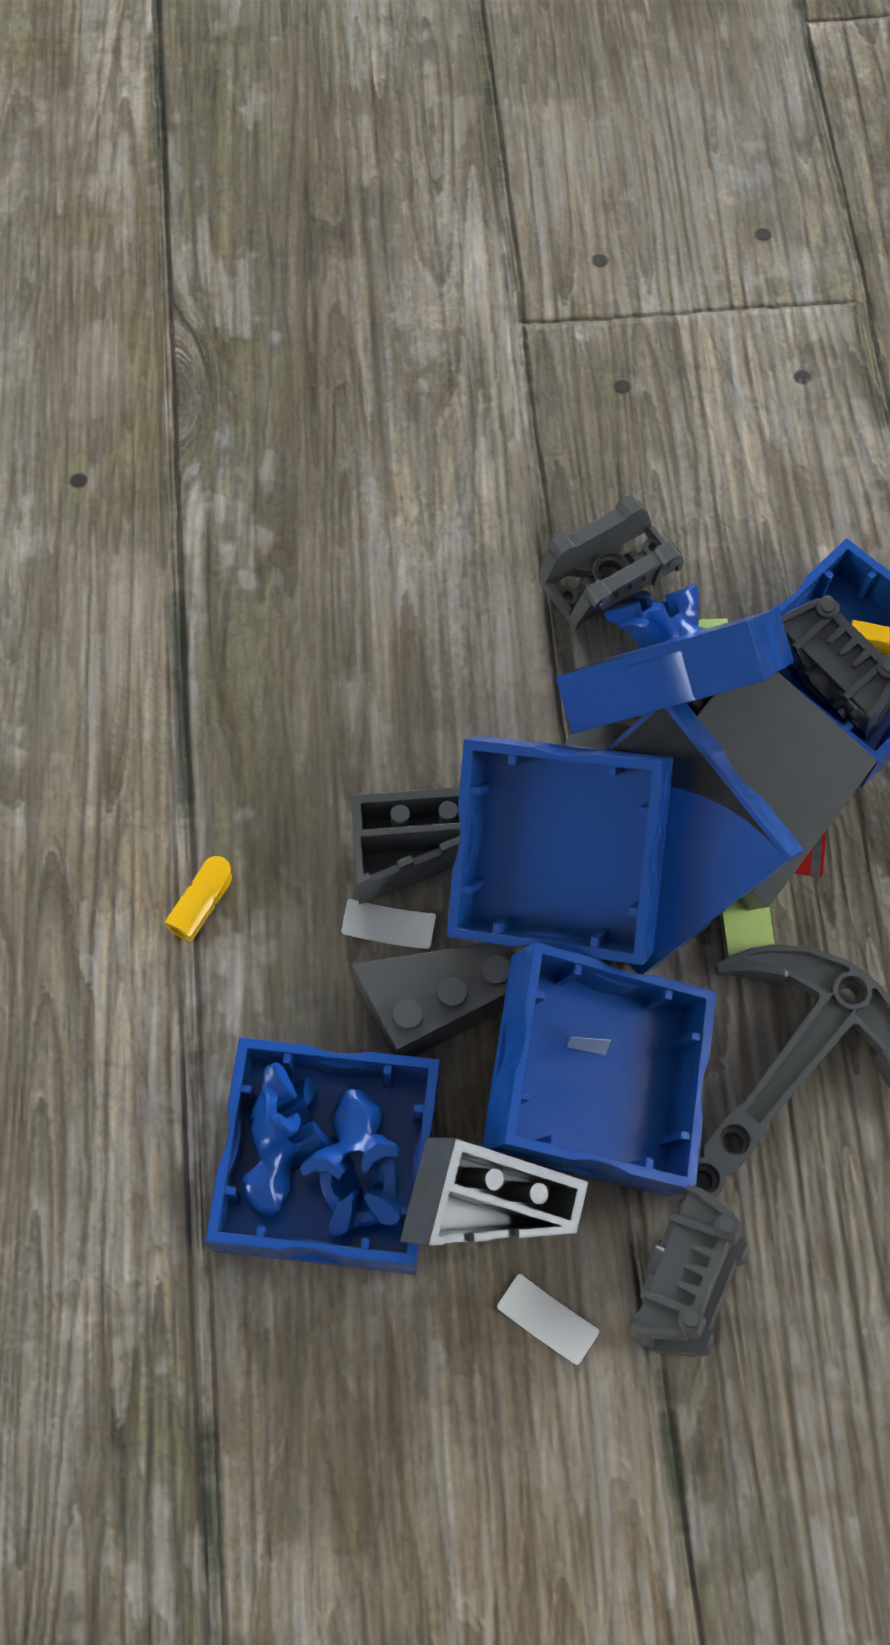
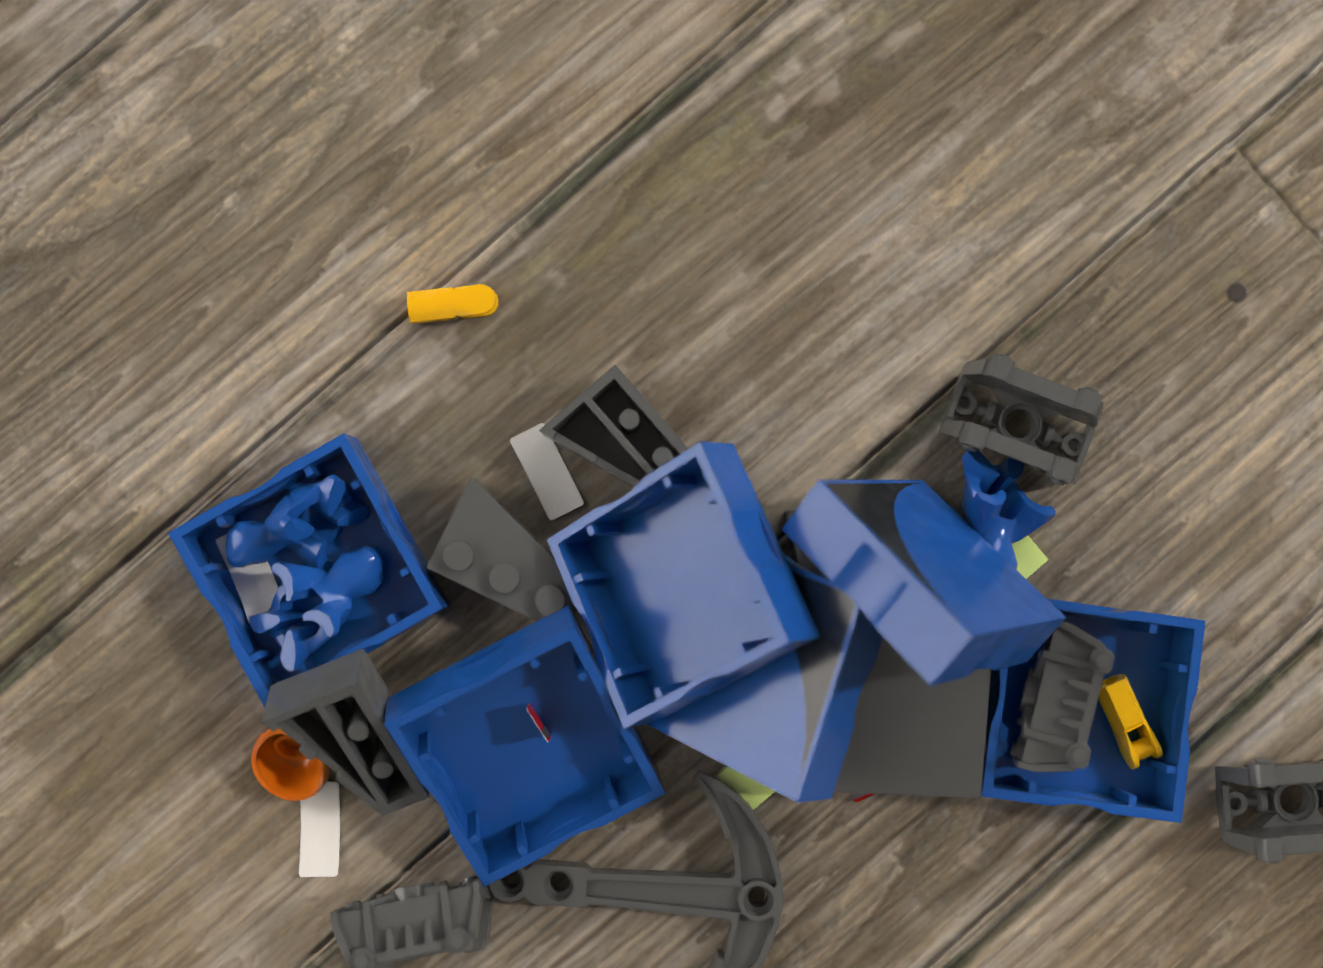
camera: 55 degrees right, 20 degrees up
(297, 1219) = (253, 583): none -> white sticker
(474, 1287) = (285, 769): none -> orange piece

